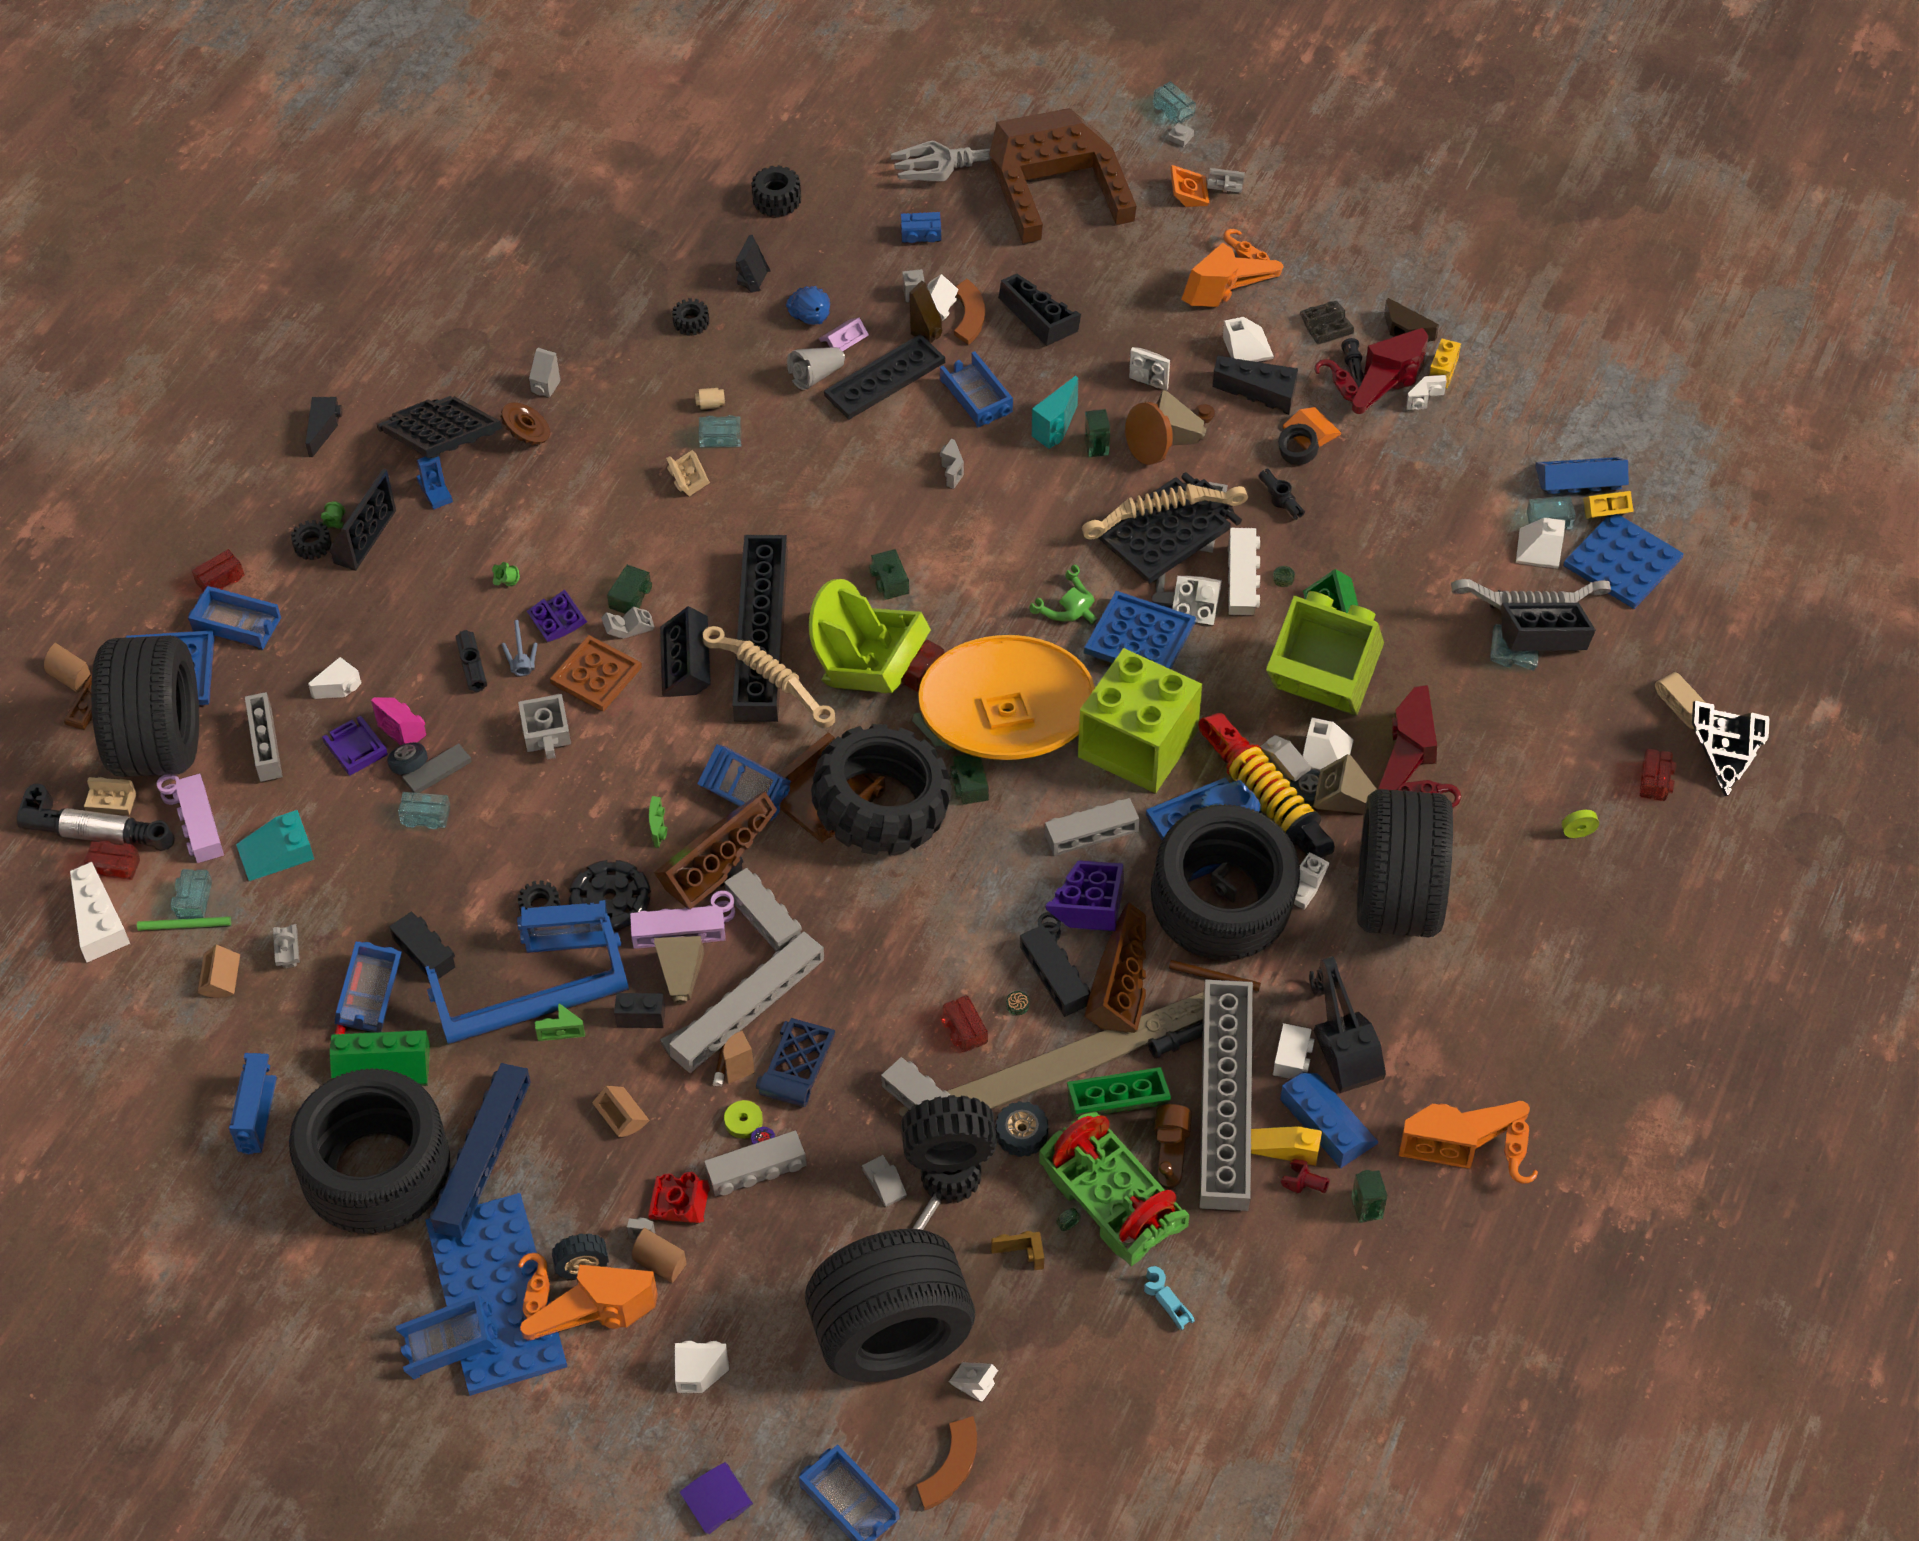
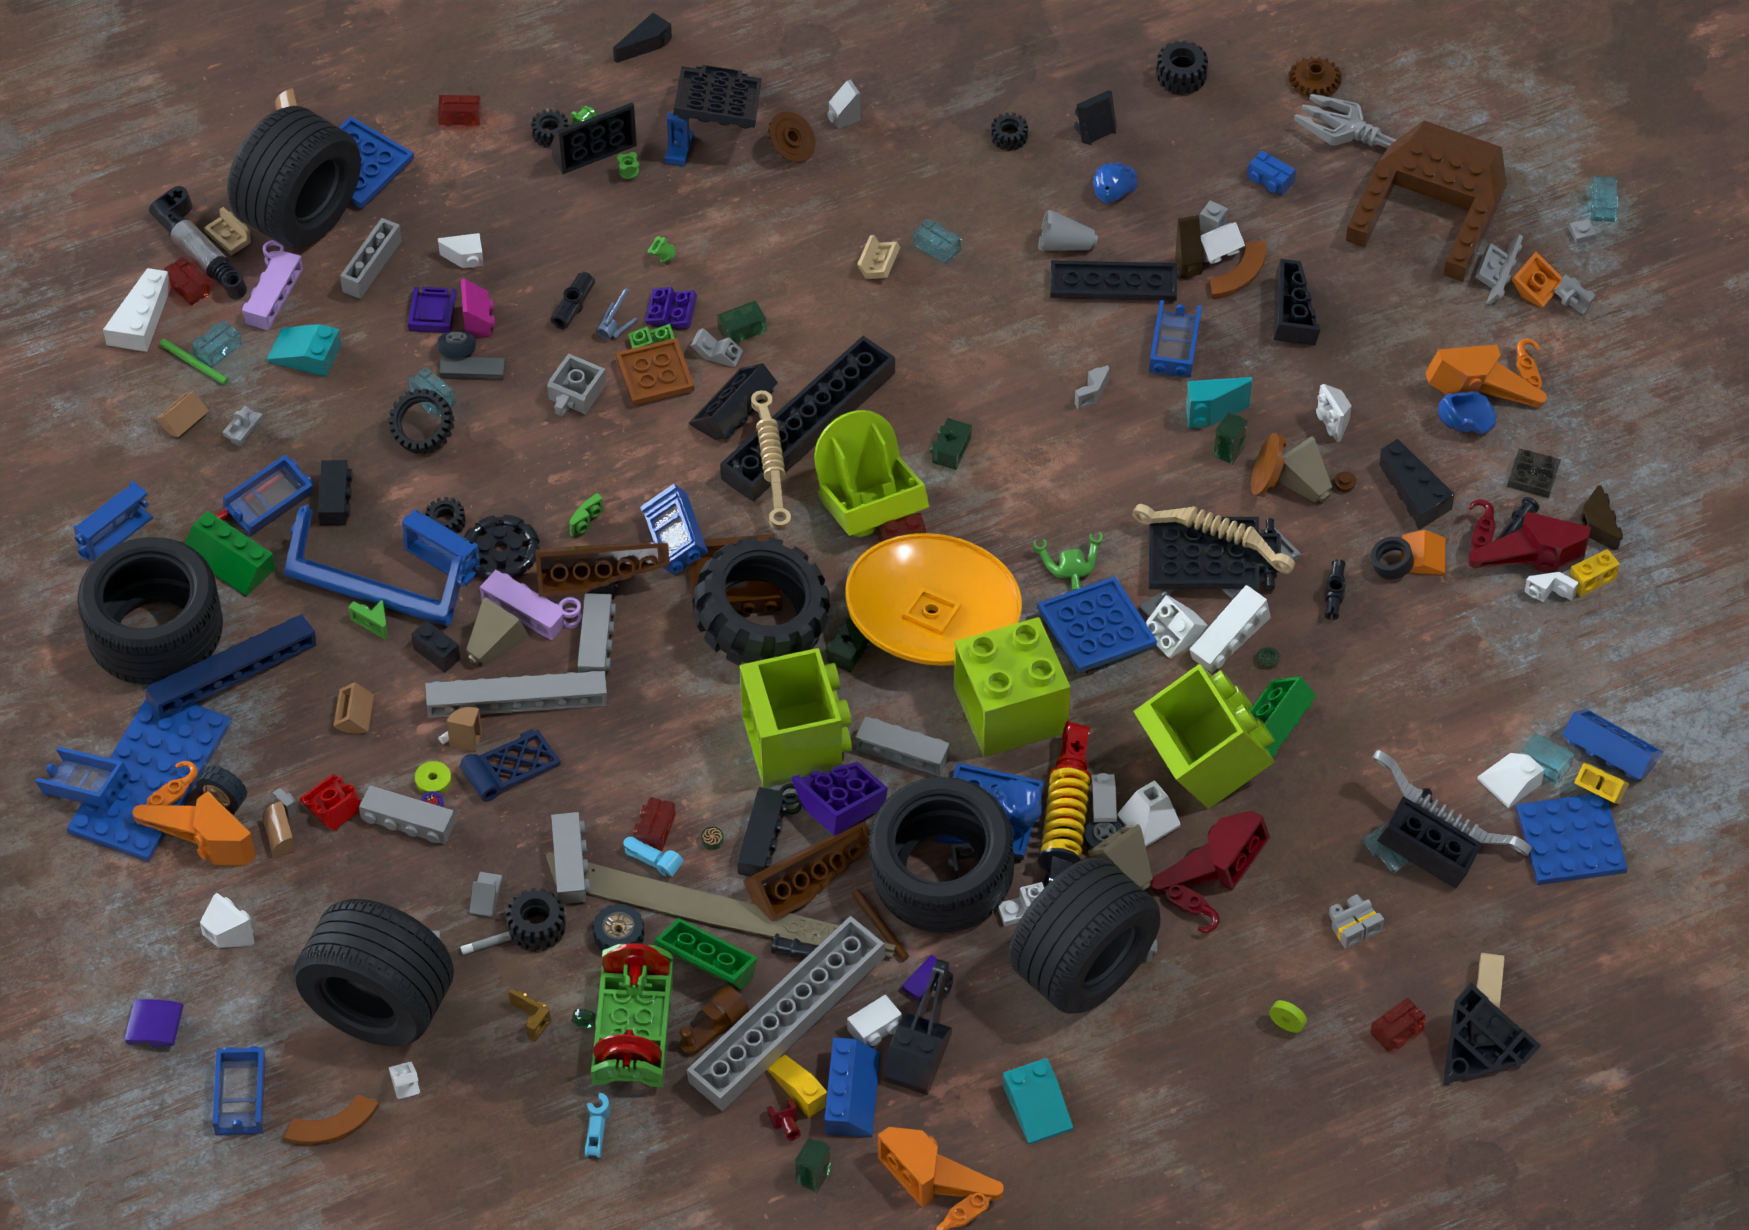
camera: 40 degrees right, 0 degrees up
(235, 617) = (439, 153): blue door -> none
(410, 527) = (628, 165): none -> bright green brick
(441, 811) = (437, 438): none -> black tyre
(561, 651) = (645, 336): none -> bright green slope
(710, 398) = (956, 209): tan brick -> none
(845, 334) = (1116, 226): lavender panel -> none
(878, 142) = (1315, 77): none -> reddish brown gear
(948, 1134) = (534, 884): black tyre -> none
(1000, 859) = (794, 716): none -> lime piece
(1006, 1045) = (665, 864): none -> medium azure piece
(1153, 194) = (1496, 266): none -> light grey bracket
(1241, 304) = (1467, 412): none -> blue piece
(1246, 340) = (1442, 444): white slope -> none
(1291, 991) = (918, 981): none -> dark purple tile
(1471, 1021) = (1037, 1101): none -> teal slope
(1550, 722) = (1356, 922): none -> light grey hips

